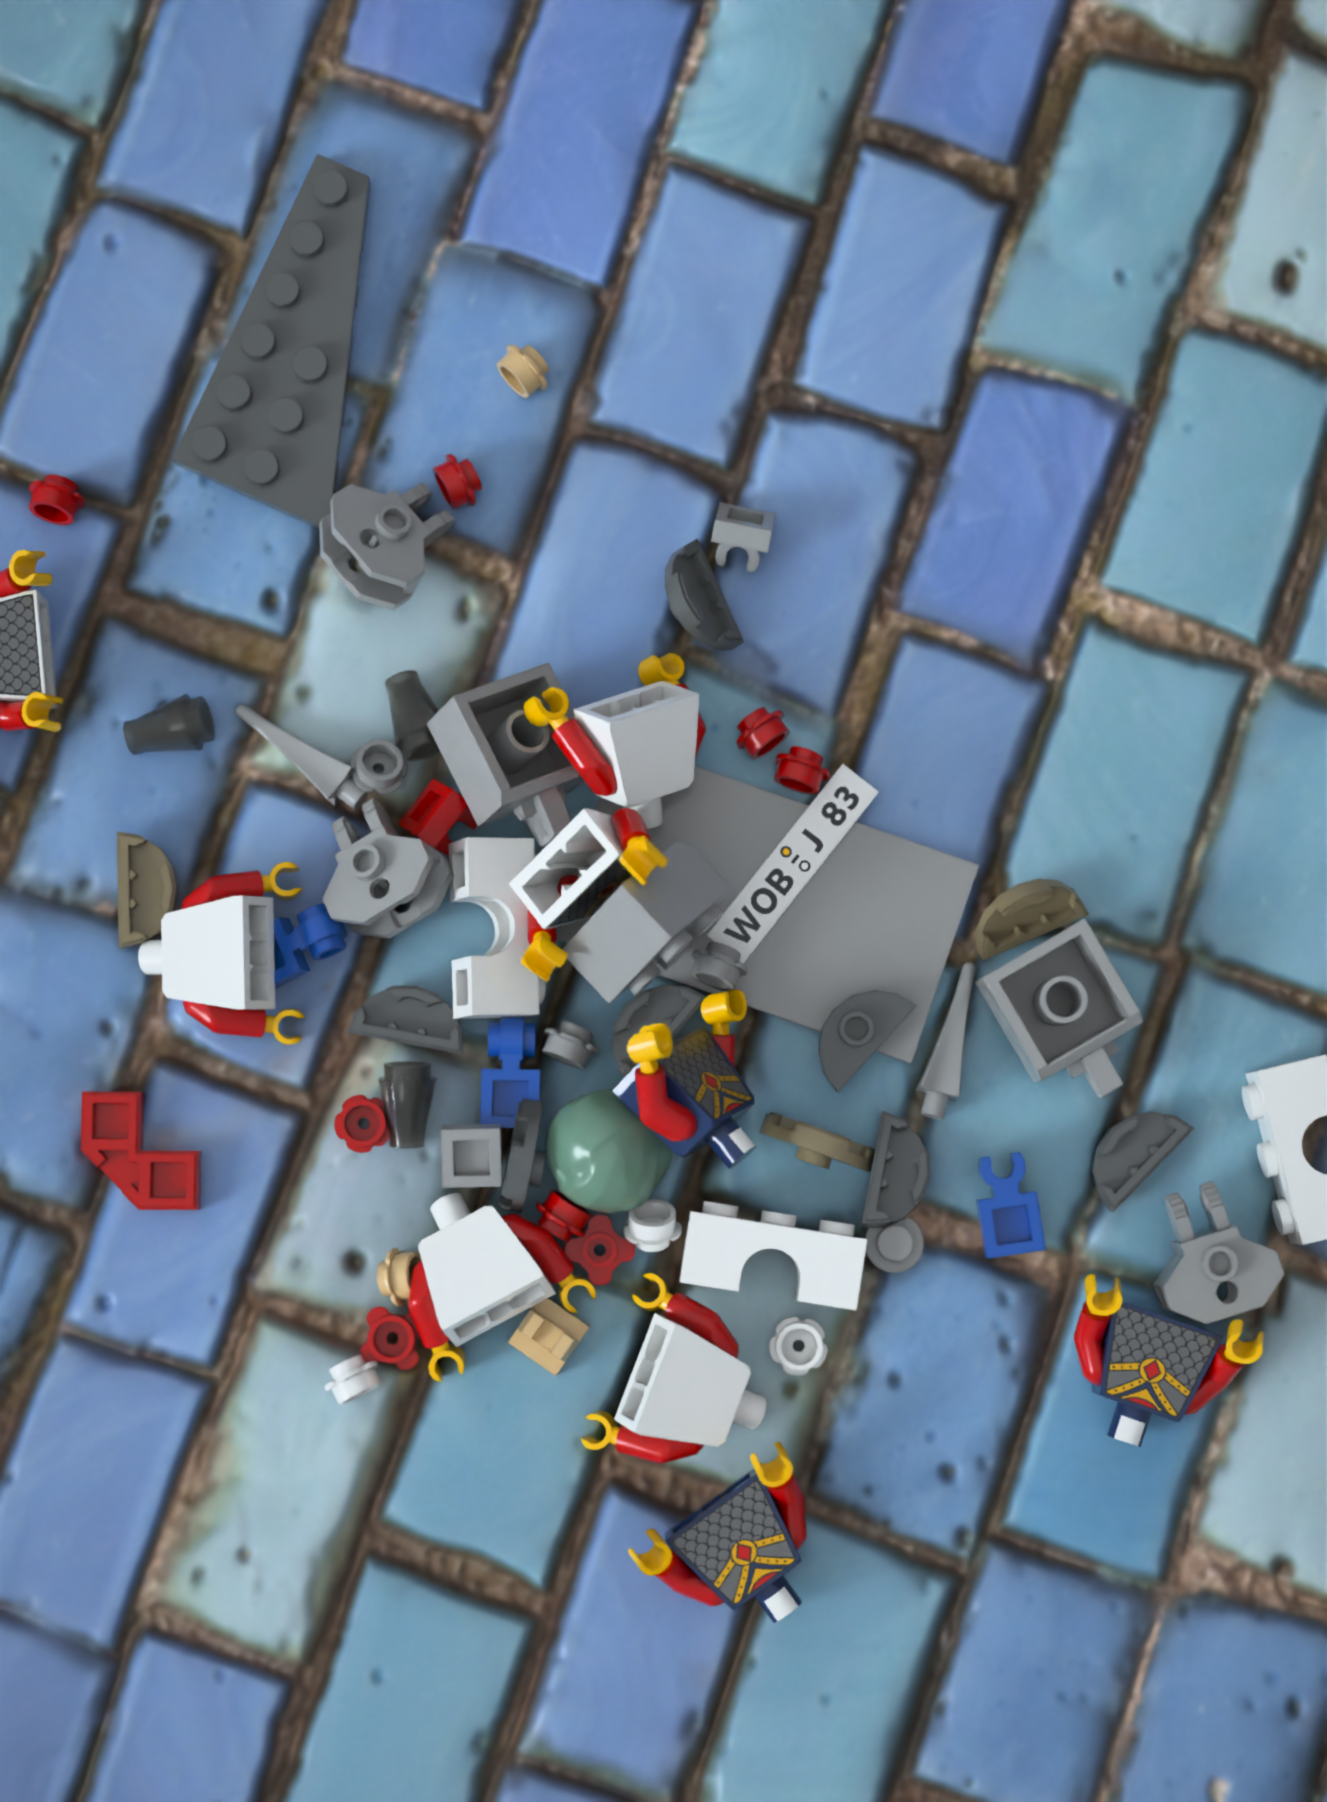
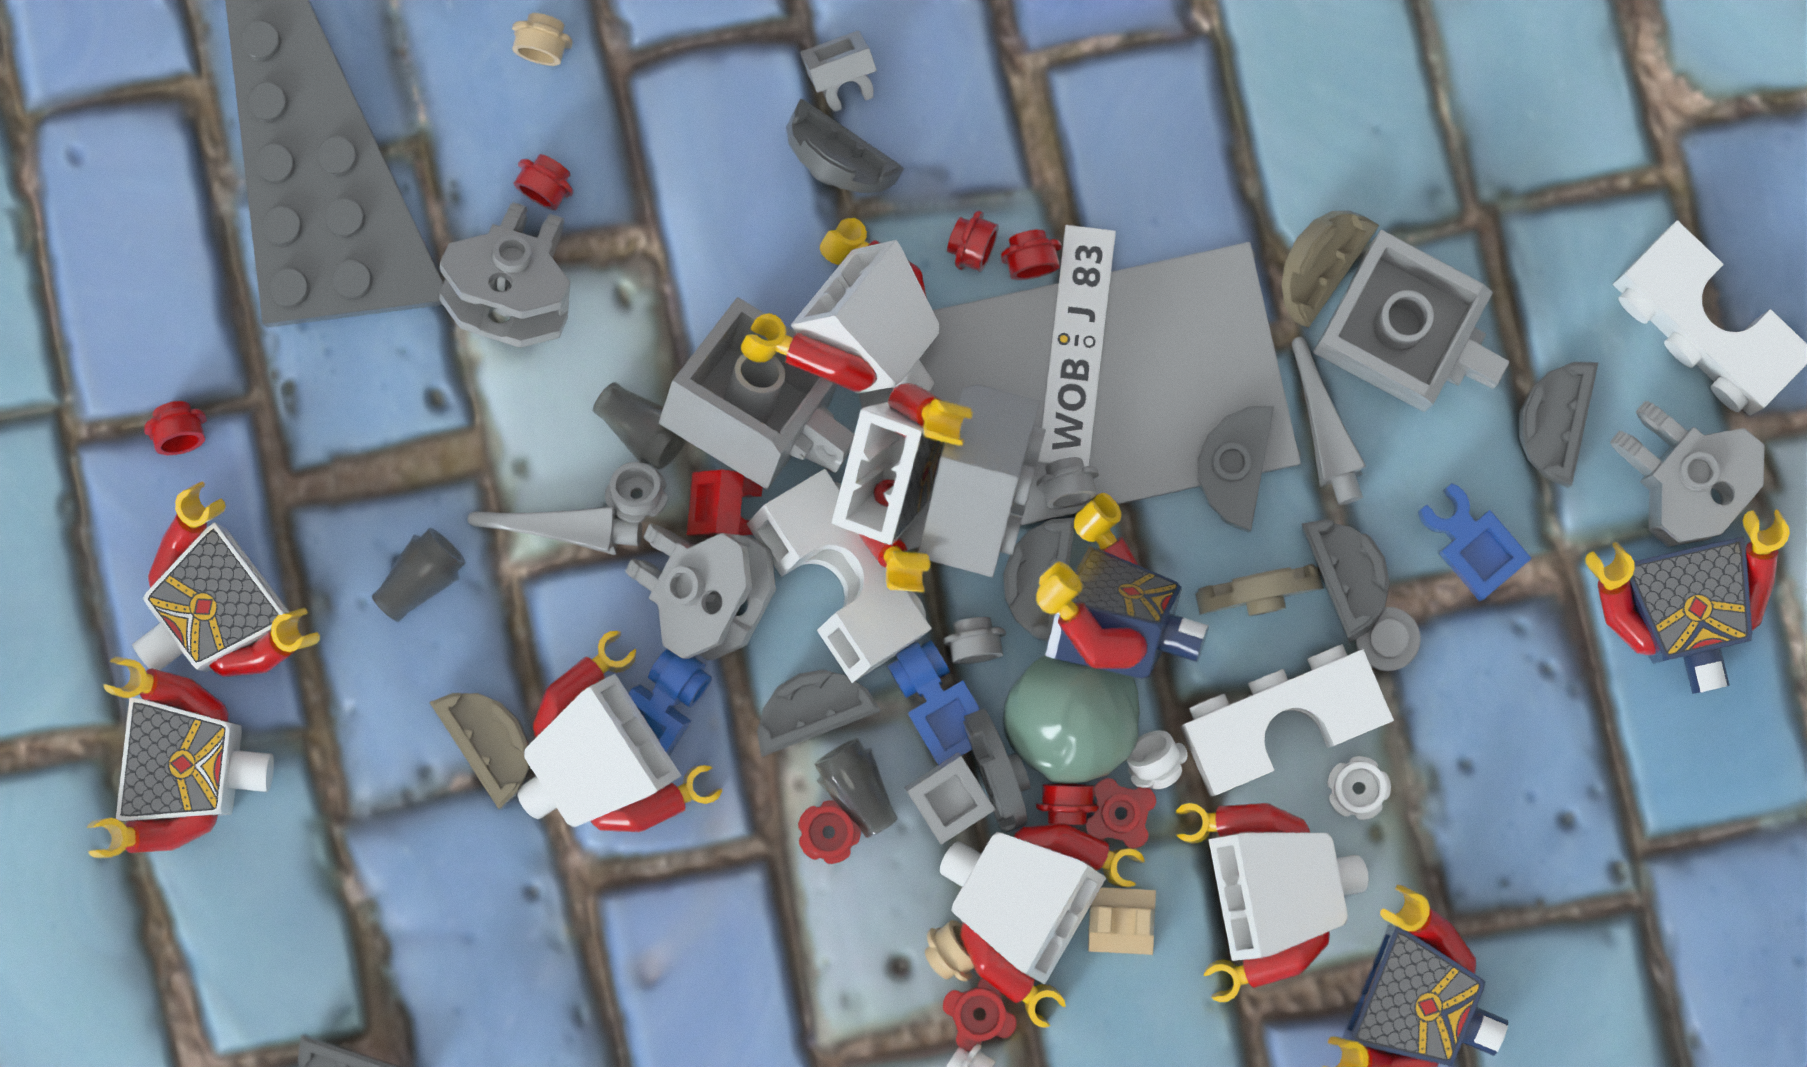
camera: 25 degrees left, 0 degrees up
(114, 1143) = (608, 996): red tile -> none

